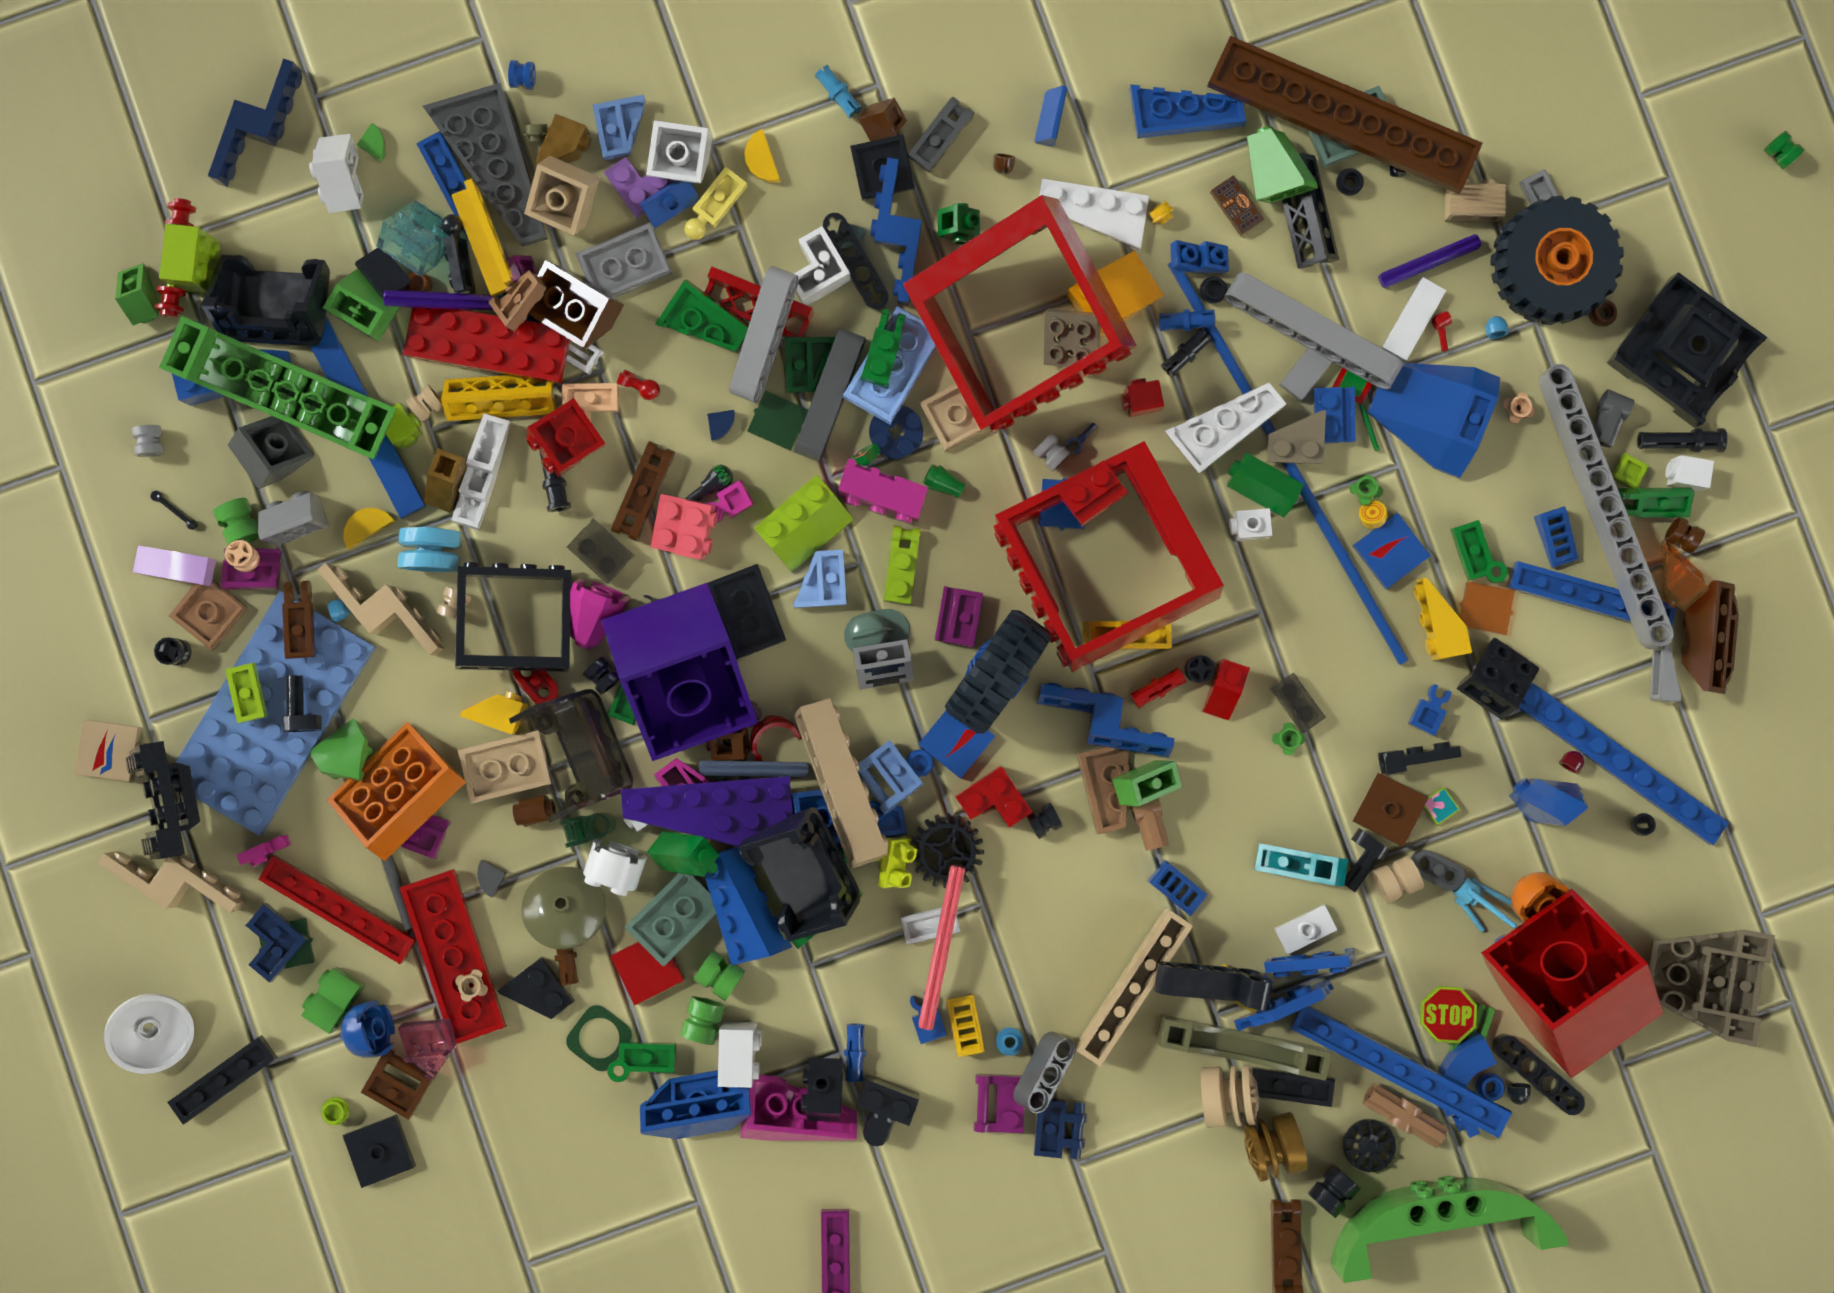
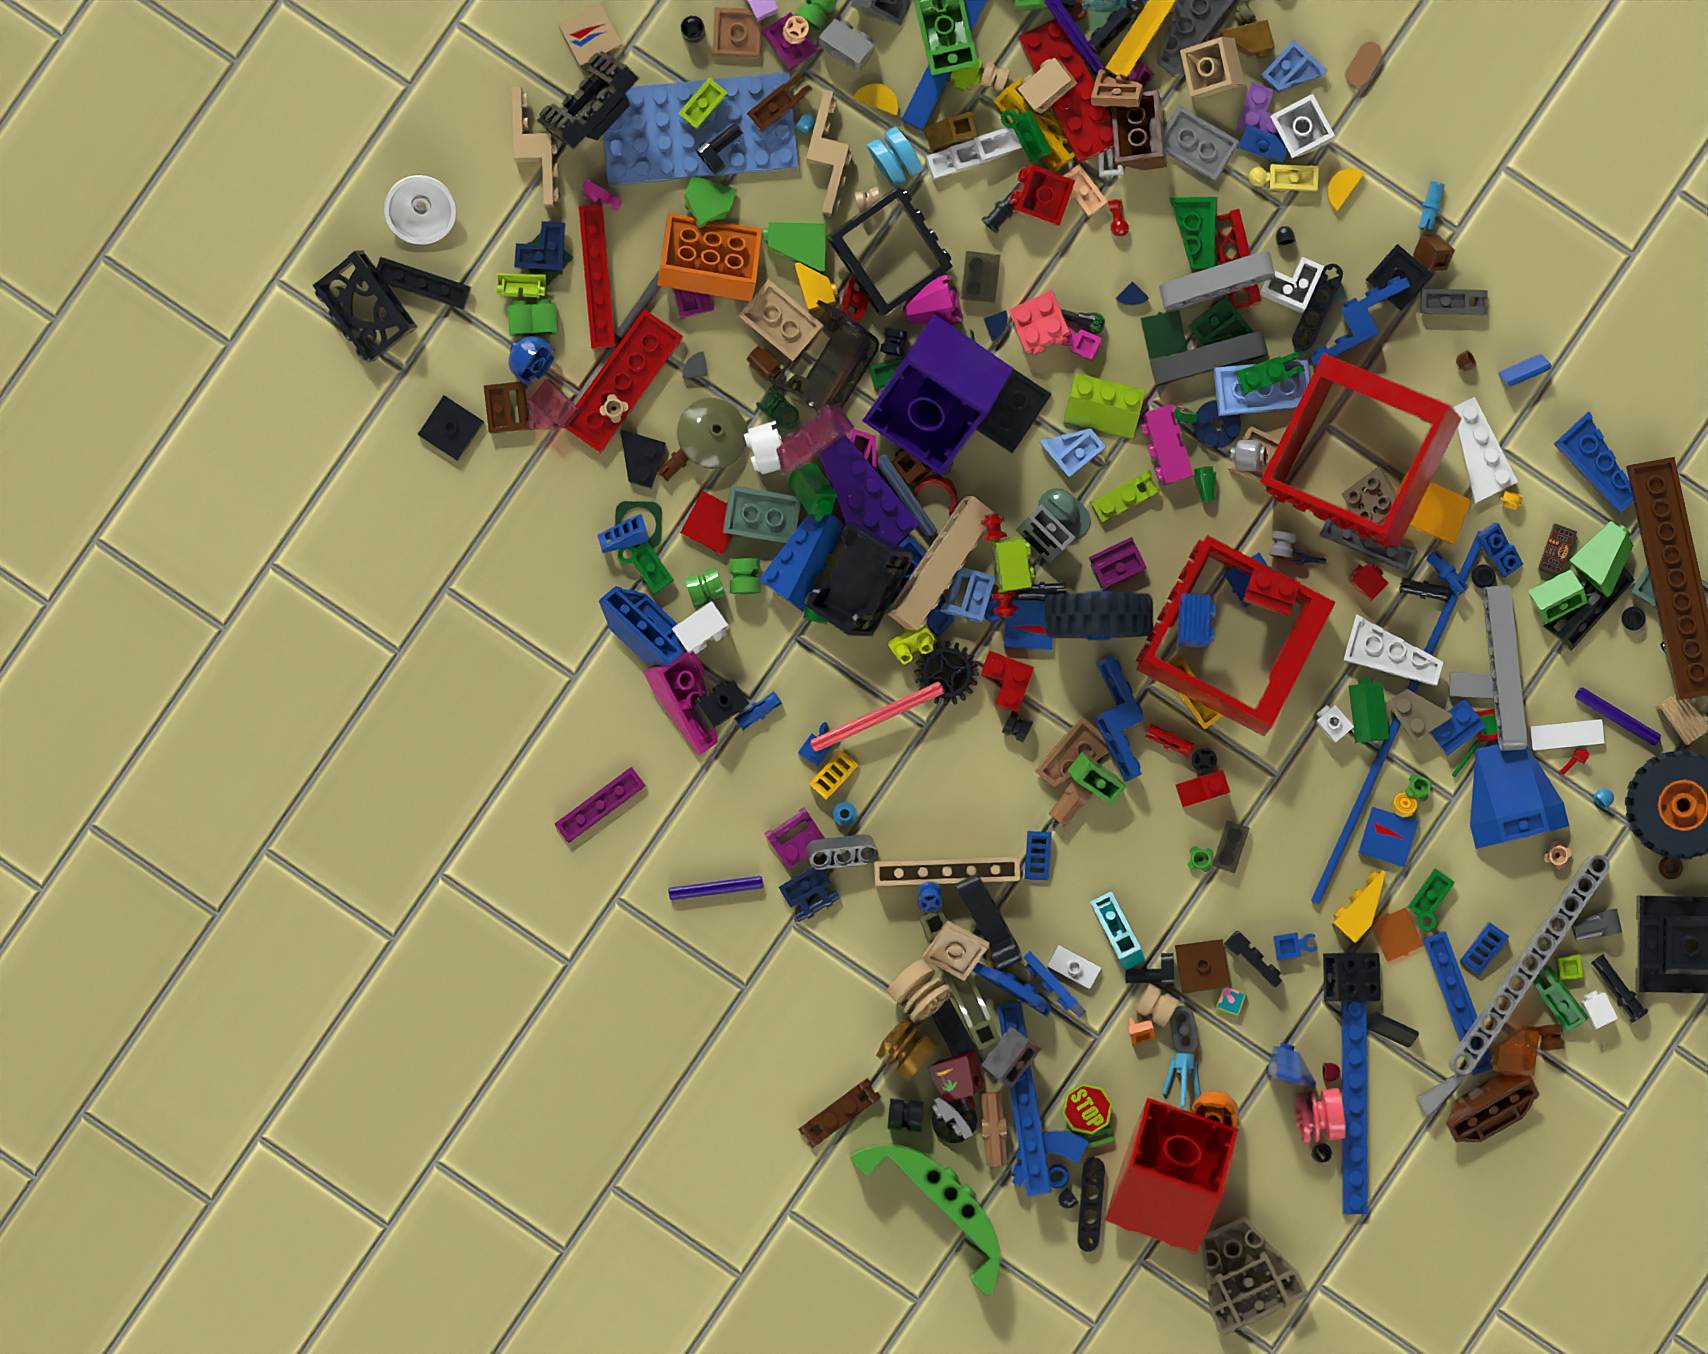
camera: 55 degrees right, 0 degrees up
(188, 1174) = (386, 298): none -> black fence
(290, 988) = (527, 284): none -> lime hinge
(335, 1111) = (456, 377): lime plate -> none
(444, 697) = (798, 242): none -> bright green slope
(465, 359) = (1047, 85): none -> tan brick
(498, 409) = (1028, 133): none -> green hinge
(600, 1057) = (628, 532): none -> blue slope
(633, 823) = (812, 438): none -> clear pink slope
(642, 491) = (1044, 275): reddish brown plate -> none
(656, 568) = (996, 324): none -> dark blue tile
(662, 59) = (1363, 64): none -> medium nougat tile
(768, 244) = (1285, 236): none -> black hinge
(885, 1106) = (737, 758): black brick -> none
(889, 718) = (1009, 562): none -> lime brick
(923, 925) = (881, 695): white tile -> none
(934, 705) = (1042, 590): none -> black pin
(947, 422) = (1249, 455): none -> light grey head
(958, 223) = (1397, 361): green brick -> none
(992, 1214) = (715, 888): none -> dark purple axle
(1070, 584) = (1195, 620): none -> blue brick
(1093, 385) = (1396, 557): none -> dark grey tile
(1148, 1022) = (930, 897): none -> blue wheel
(1216, 1034) = (955, 950): none -> tan tile
(1282, 234) = (1558, 596): none -> brick
(1335, 1117) = (958, 1078): none -> dark red torso
(1355, 1056) = (1011, 1057): none -> flat silver brick
(1361, 1149) = (946, 1111): none -> light grey slope
(1411, 912) = (1141, 1031): none -> orange tile
(1572, 675) = (1392, 1029): none -> black slope
(1612, 800) = (1320, 1115): none -> coral wheel

